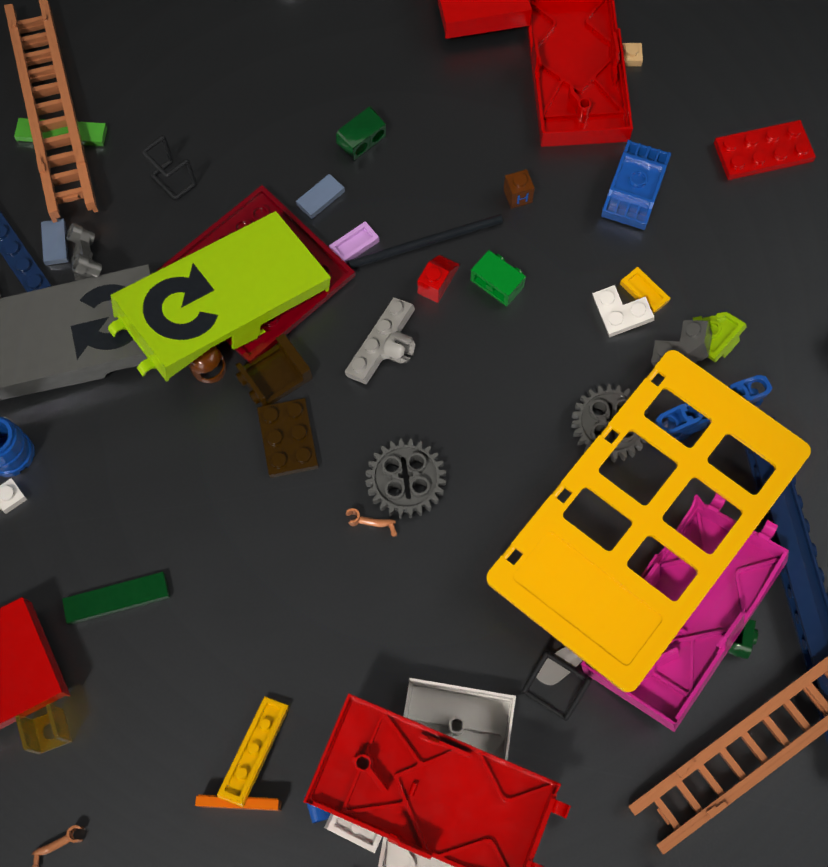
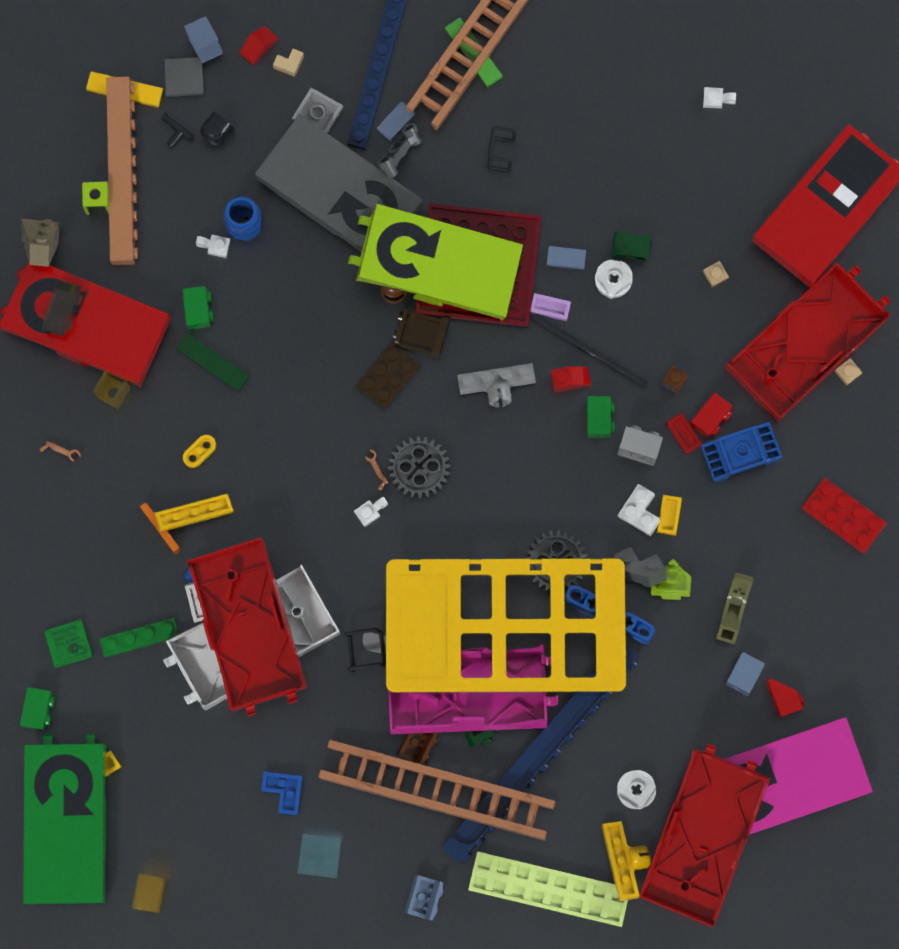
camera: 50 degrees right, 10 degrees up
(46, 567) = (197, 308): none -> green brick
(194, 689) = (199, 451): none -> yellow plate
(376, 182) = (614, 268): none -> white plate
(409, 564) = (368, 512): none -> white plate
(448, 91) = (715, 274): none -> tan plate
(559, 259) = (640, 445): none -> light grey brick
(575, 221) = (684, 433): none -> red tile
(579, 184) = (711, 415): none -> red brick
(708, 716) = (416, 747): none -> reddish brown bracket
(784, 298) = (734, 608): none -> olive arch

